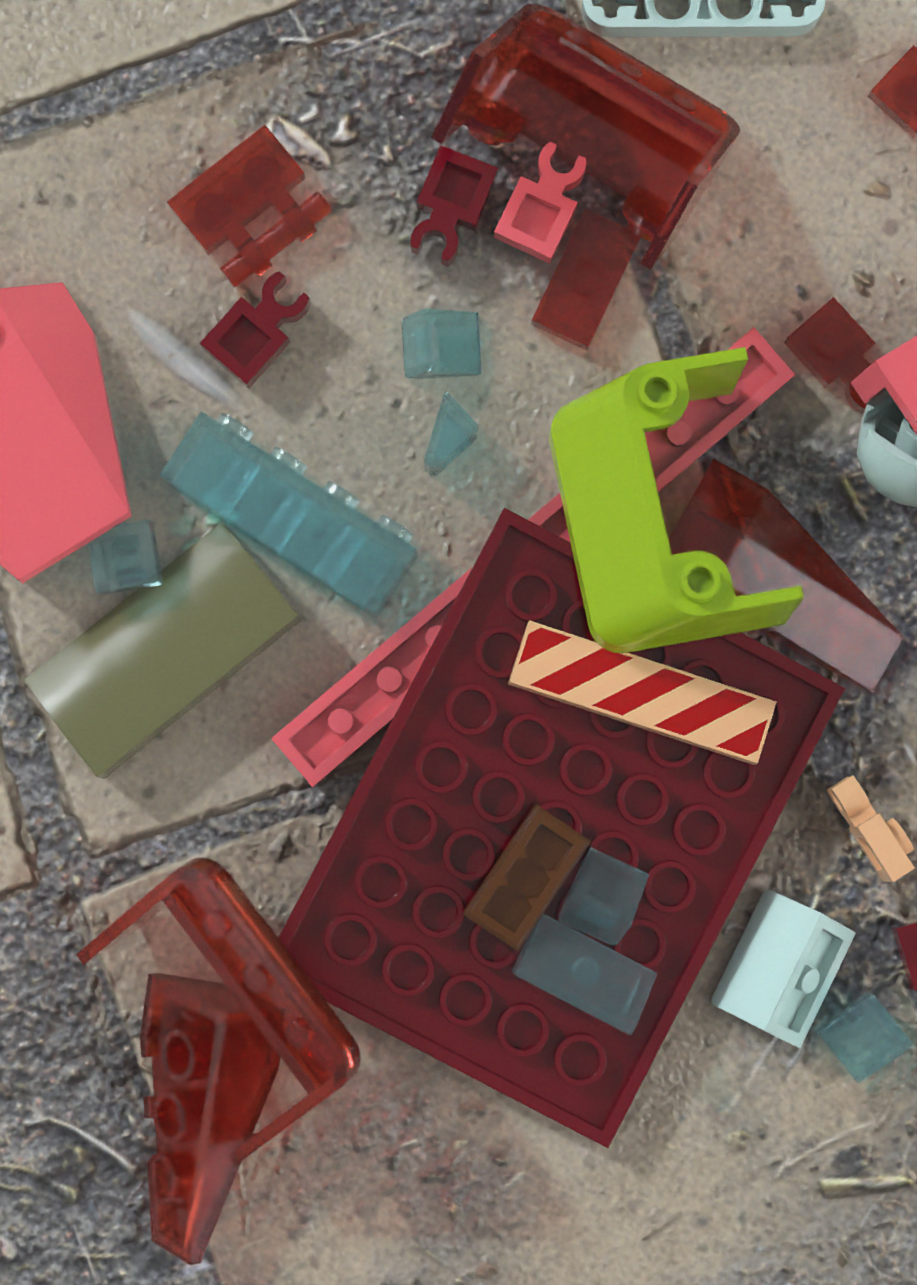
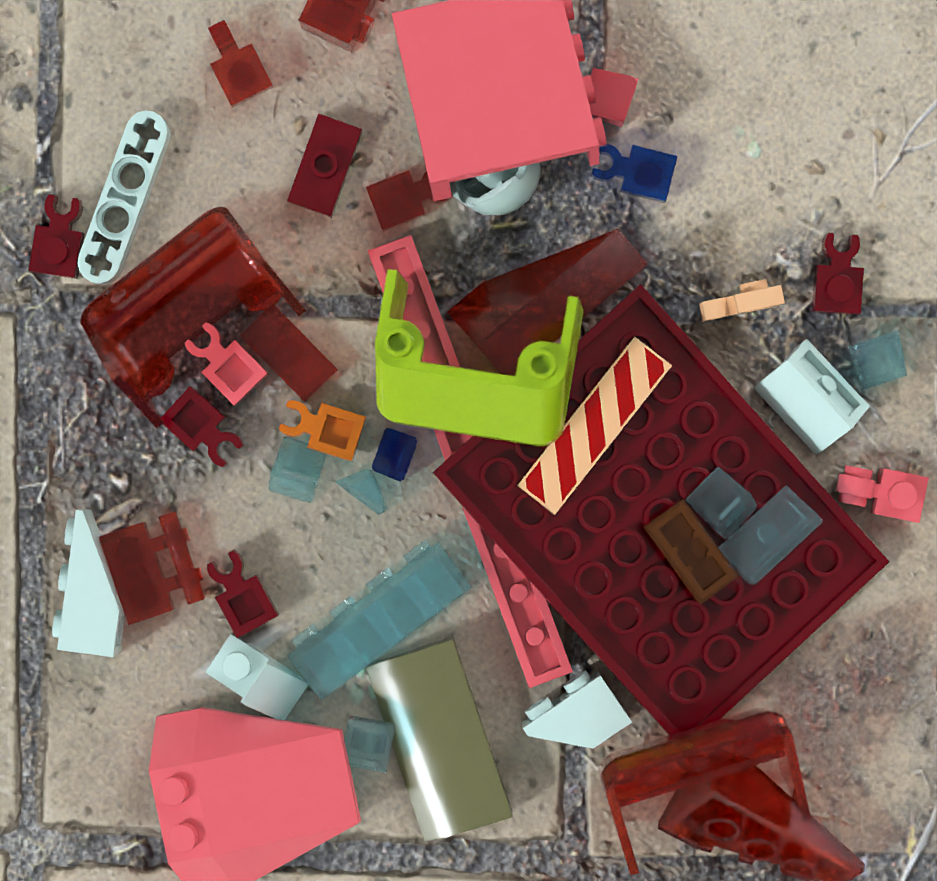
camera: 70 degrees left, 5 degrees up
(157, 390) = (257, 678): none -> light aqua slope
(171, 146) = (91, 610): none -> light aqua slope
(256, 819) = (580, 716): none -> light aqua slope
(507, 366) = (331, 430): none -> orange plate
(508, 460) = (394, 454): none -> clear blue slope
(697, 1125) = (894, 494): none -> coral plate
(839, 237) = (325, 165): none -> dark red plate

